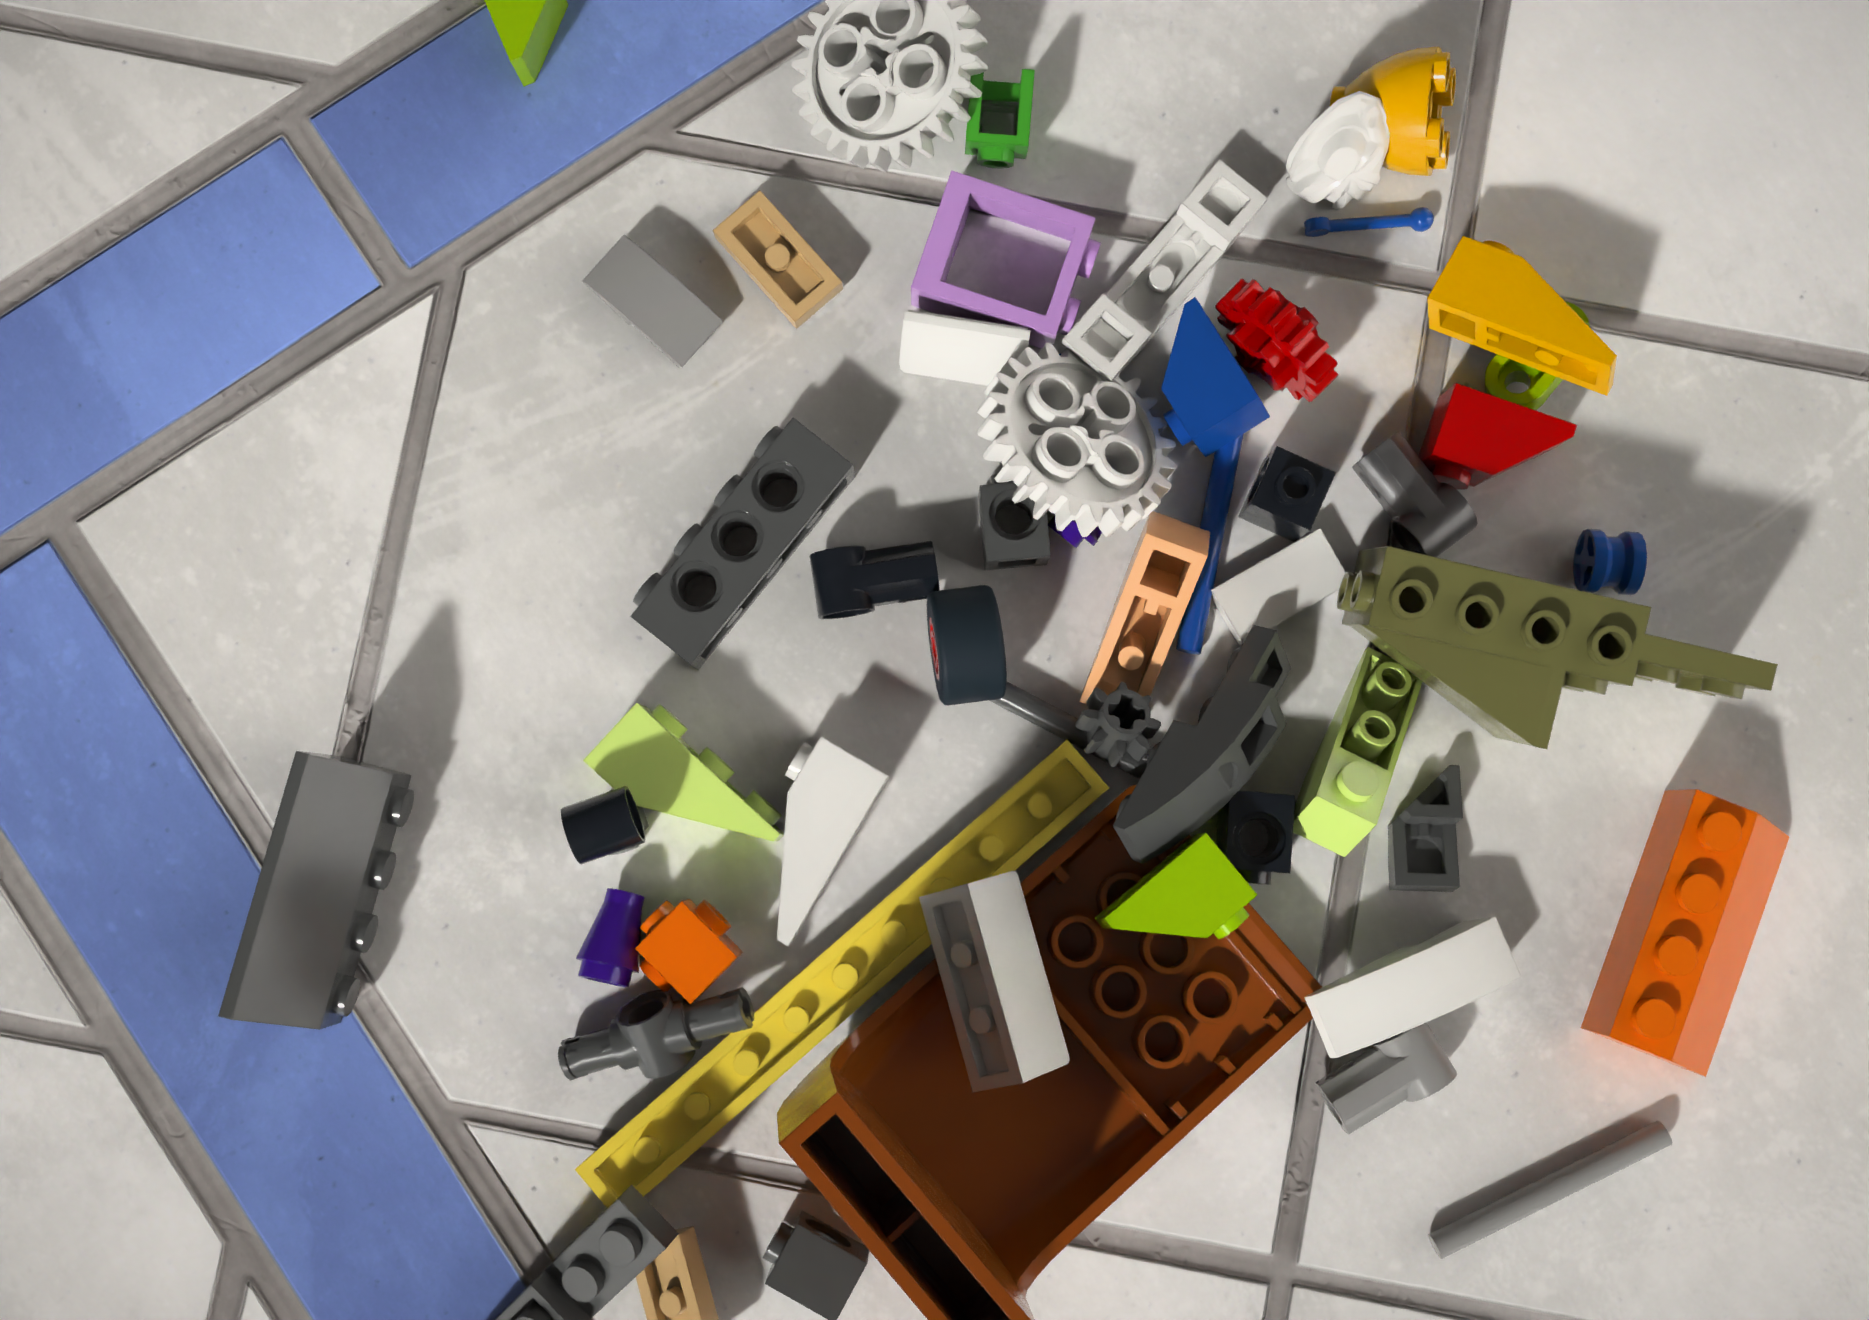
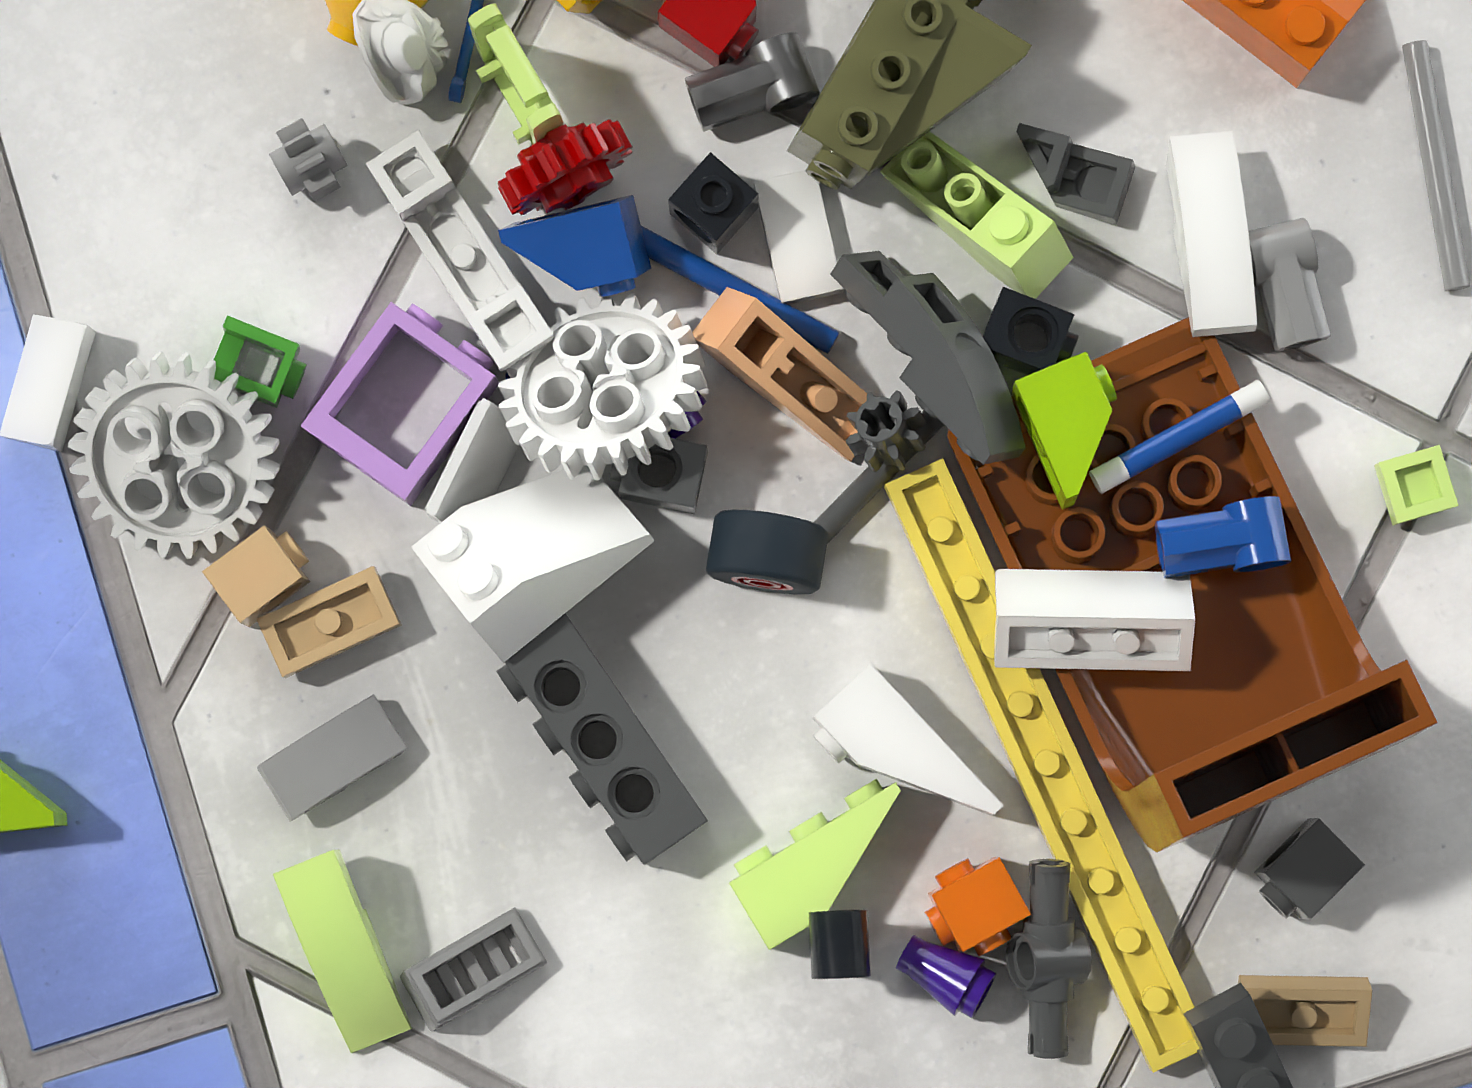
camera: 70 degrees left, 0 degrees up
(451, 459) = (423, 995): none -> light grey slope
(475, 362) = (342, 950): none -> yellowish green slope
(802, 179) = (258, 574): none -> tan brick
(855, 580) = (671, 636): black piece -> none
(892, 419) = (531, 554): none -> white slope
(1119, 1101) = (1241, 537): none -> blue piece
(1202, 1013) = (1179, 436): none -> blue bar
(1206, 105) = (308, 159): none -> light grey gear
(1227, 1262) = (1416, 485): none -> yellowish green plate
(1355, 258) = (513, 75): none -> yellowish green container

